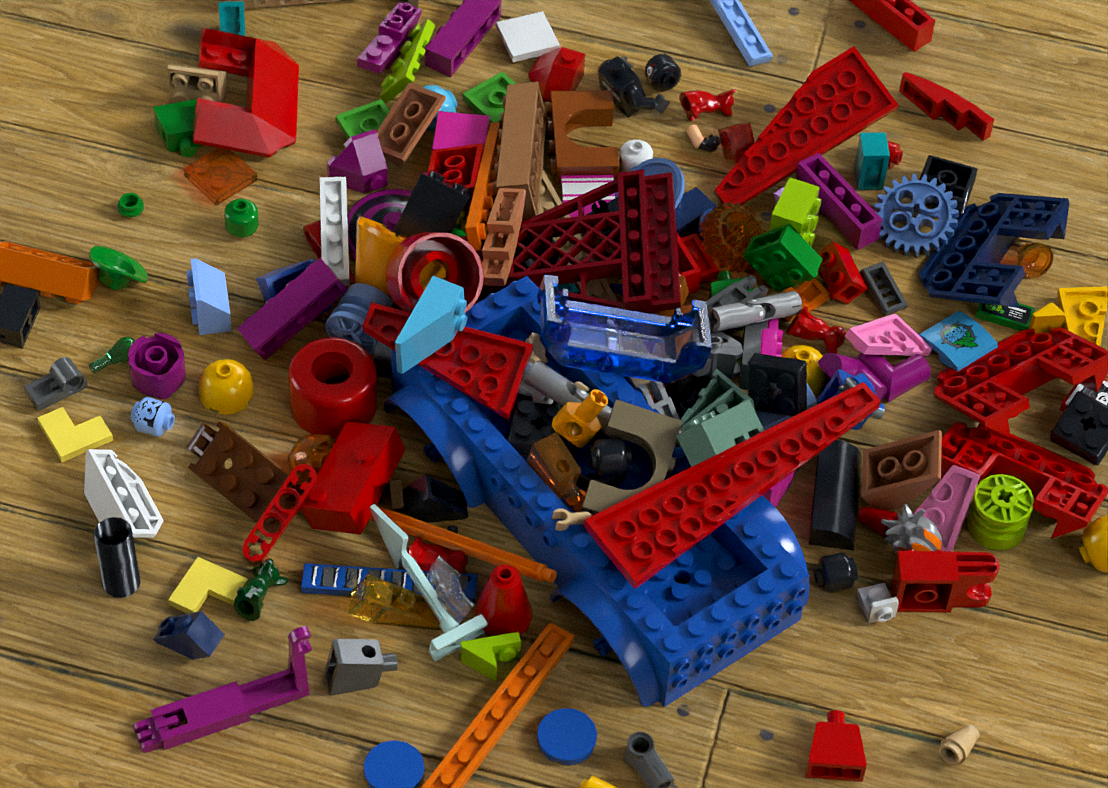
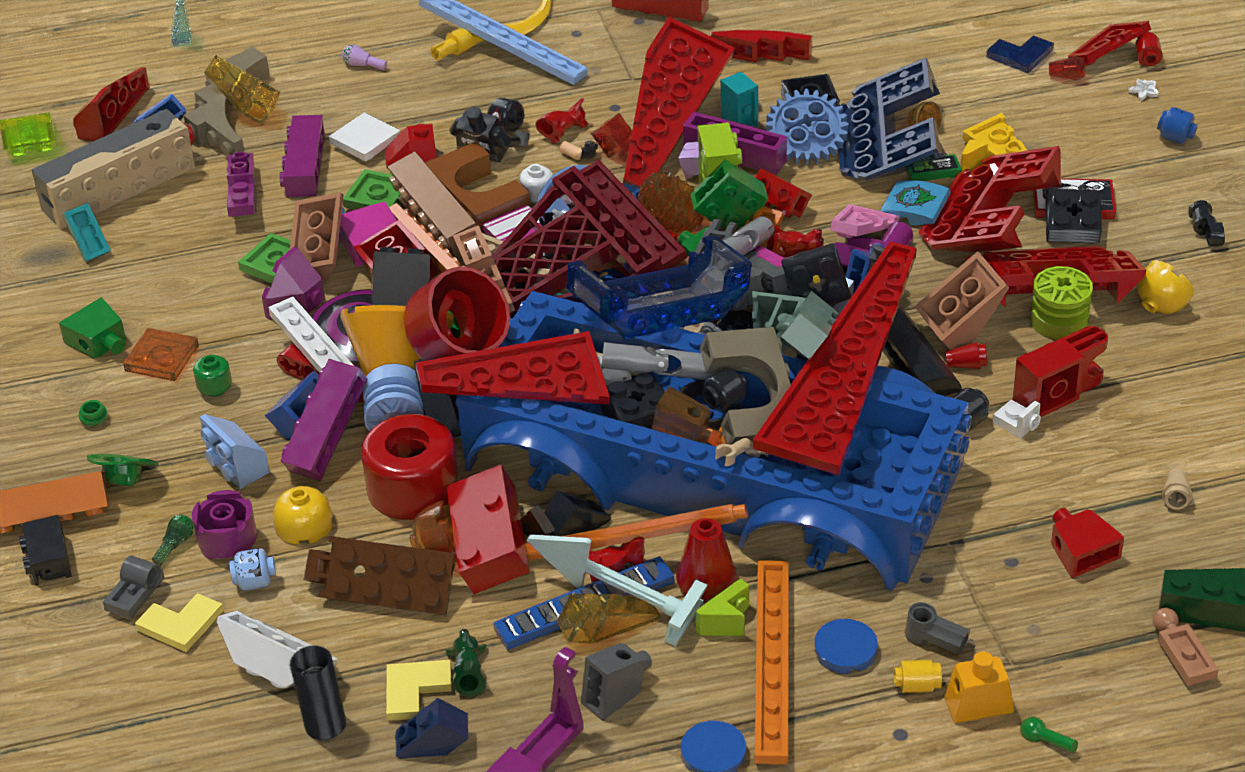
camera: 25 degrees left, 10 degrees down
(192, 83) = (86, 286): tan slope -> none
(271, 102) = (170, 288): red slope -> none
(283, 515) = (449, 585): red beam -> none
(407, 63) = (274, 195): lime wing -> none
(431, 323) = (494, 343): medium azure slope -> none
(449, 589) = (650, 574): clear tile -> none
(579, 420) = (678, 364): light orange piece -> none
(884, 278) = (821, 190): dark grey slope -> none
(912, 532) = (1006, 347): light grey hair -> none
(949, 503) = (1017, 320): bright pink wing -> none

